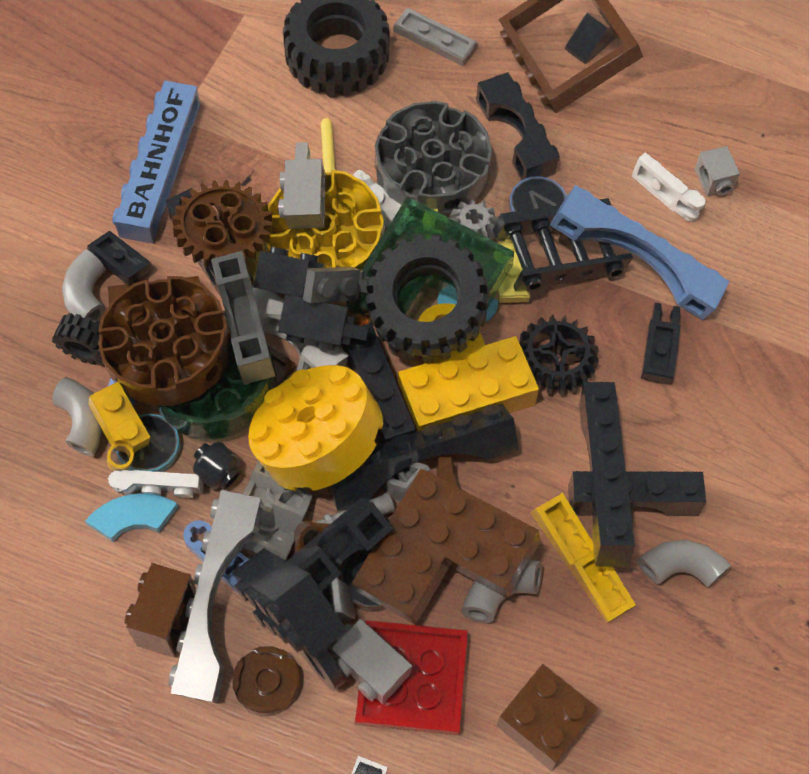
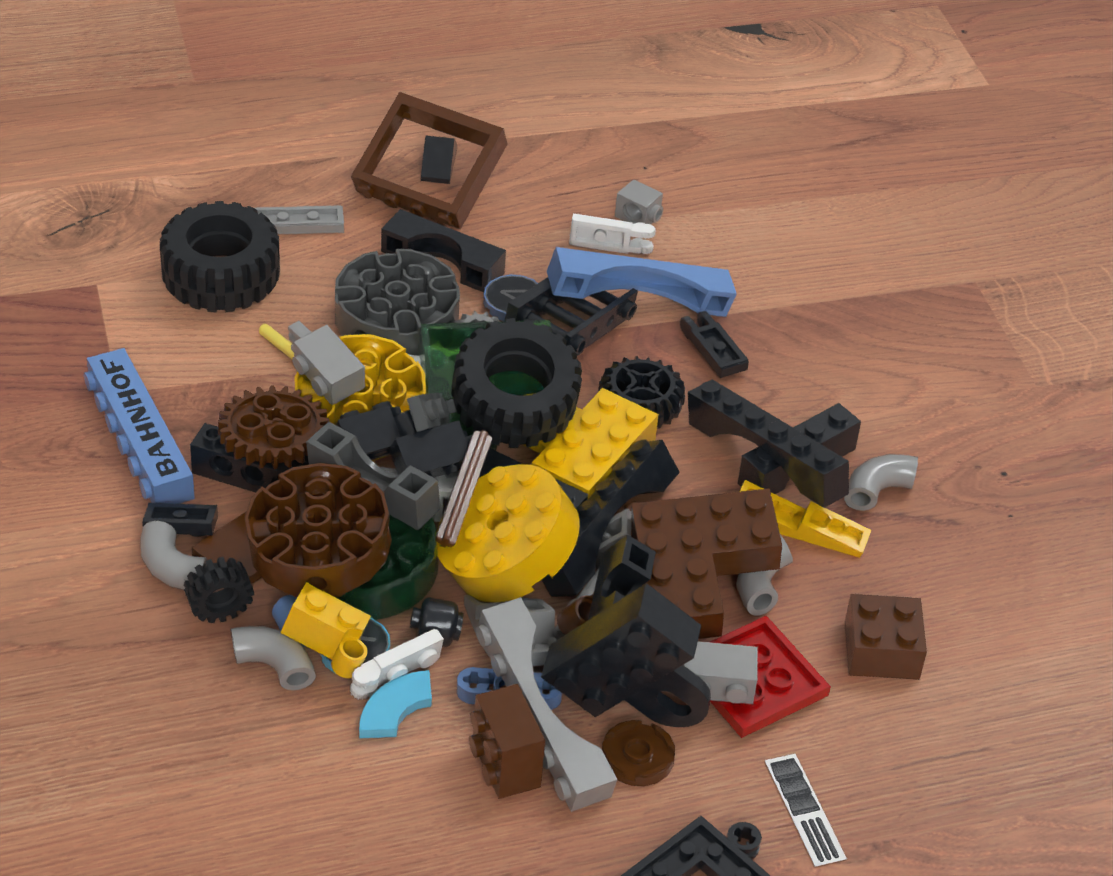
camera: 40 degrees left, 20 degrees down
(307, 369) = (463, 489): none -> axle

